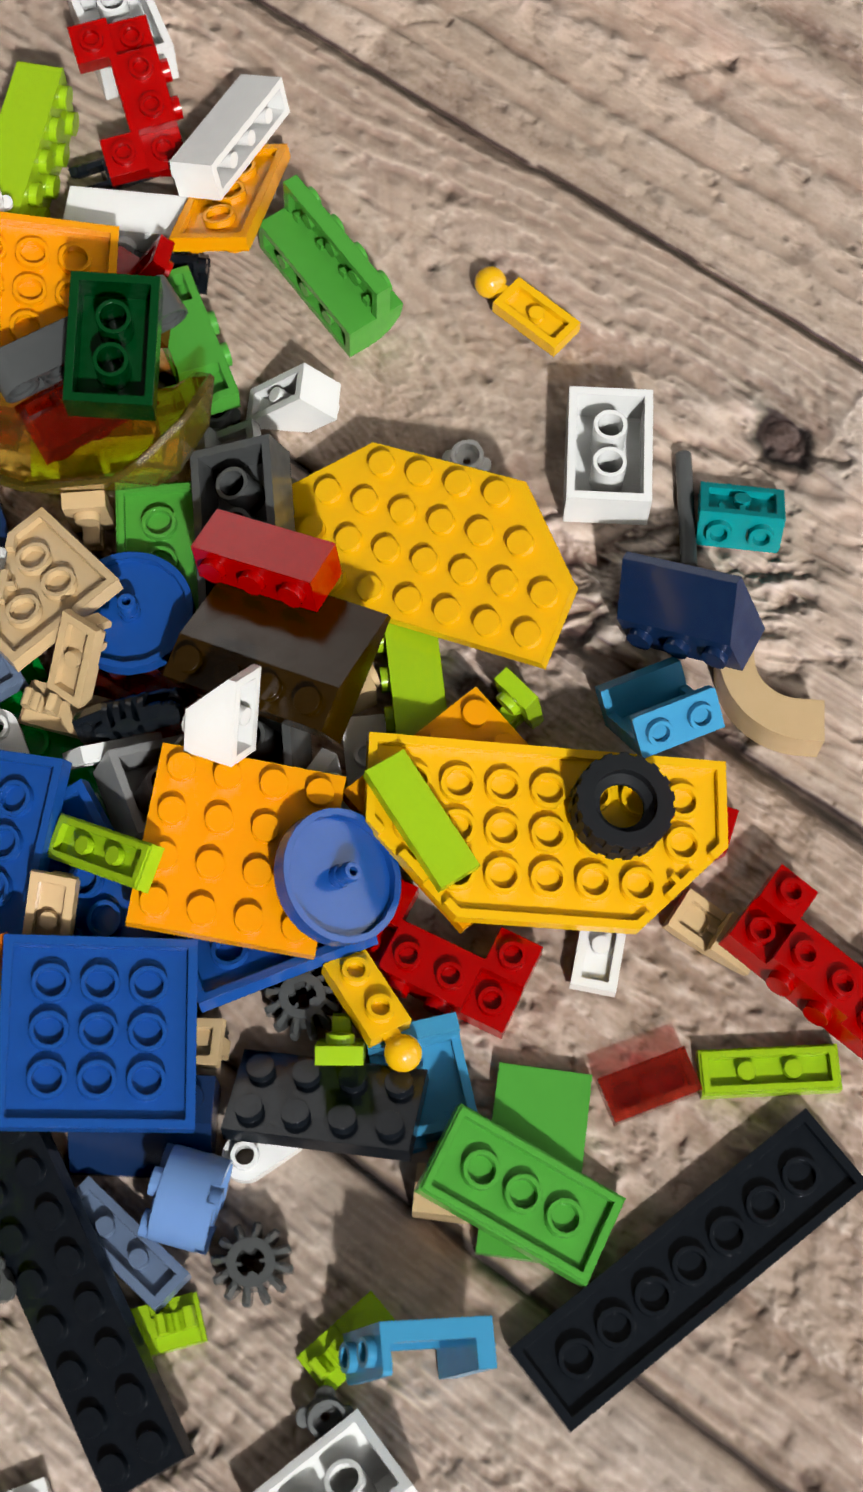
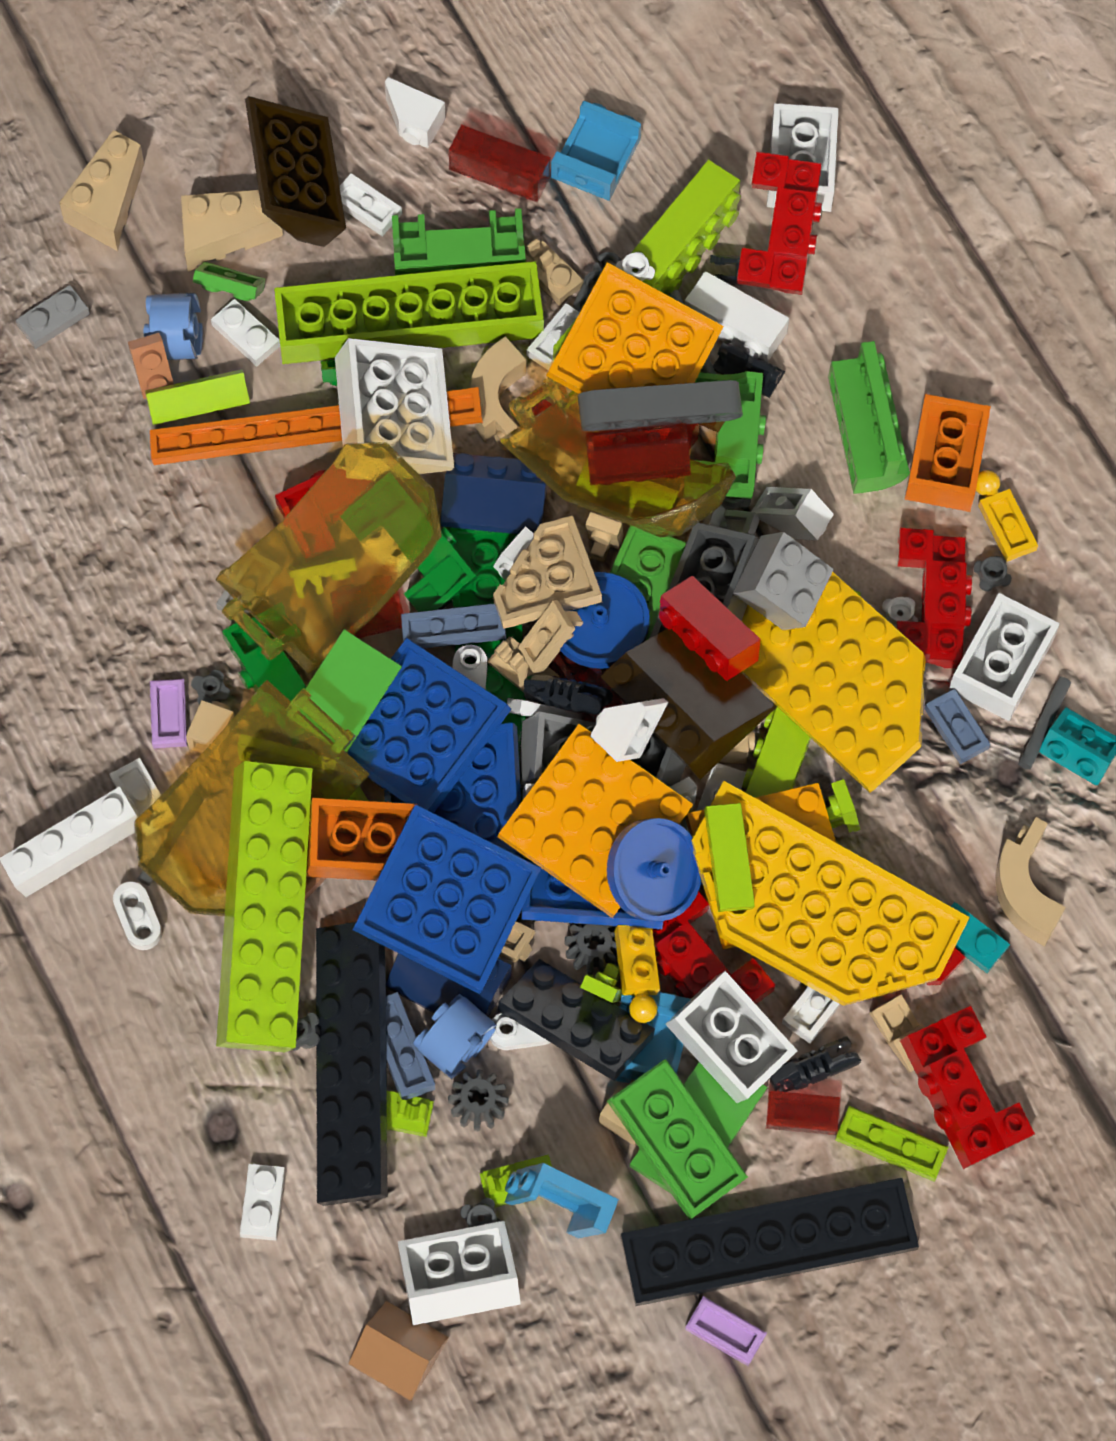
camera: 25 degrees right, 0 degrees up
(51, 903) = (455, 798): tan plate -> none
(105, 852) = (505, 780): lime tile -> none
(113, 346) = (673, 426): dark green brick -> none
(154, 261) = (728, 365): red bracket -> none
(229, 137) = (843, 284): white brick -> none
(236, 218) = (820, 332): light orange plate -> none
(325, 471) = (783, 581): none -> light grey brick
(433, 266) = (947, 452): none -> orange brick
(502, 416) = (943, 594): none -> red bracket
(526, 1037) = (731, 1037): none -> white brick
(545, 364) = (996, 564): none -> dark grey plate
(591, 553) = (957, 726): none -> sand blue plate
(634, 1023) = (815, 1066): none -> black hinge
(645, 781) = (891, 891): black tyre -> none
(657, 708) = (941, 857): dark azure panel -> none
(687, 611) = (996, 799): dark blue slope -> none
(694, 1407) = (725, 1331): none -> lavender tile
(748, 786) = (980, 943): none -> teal plate

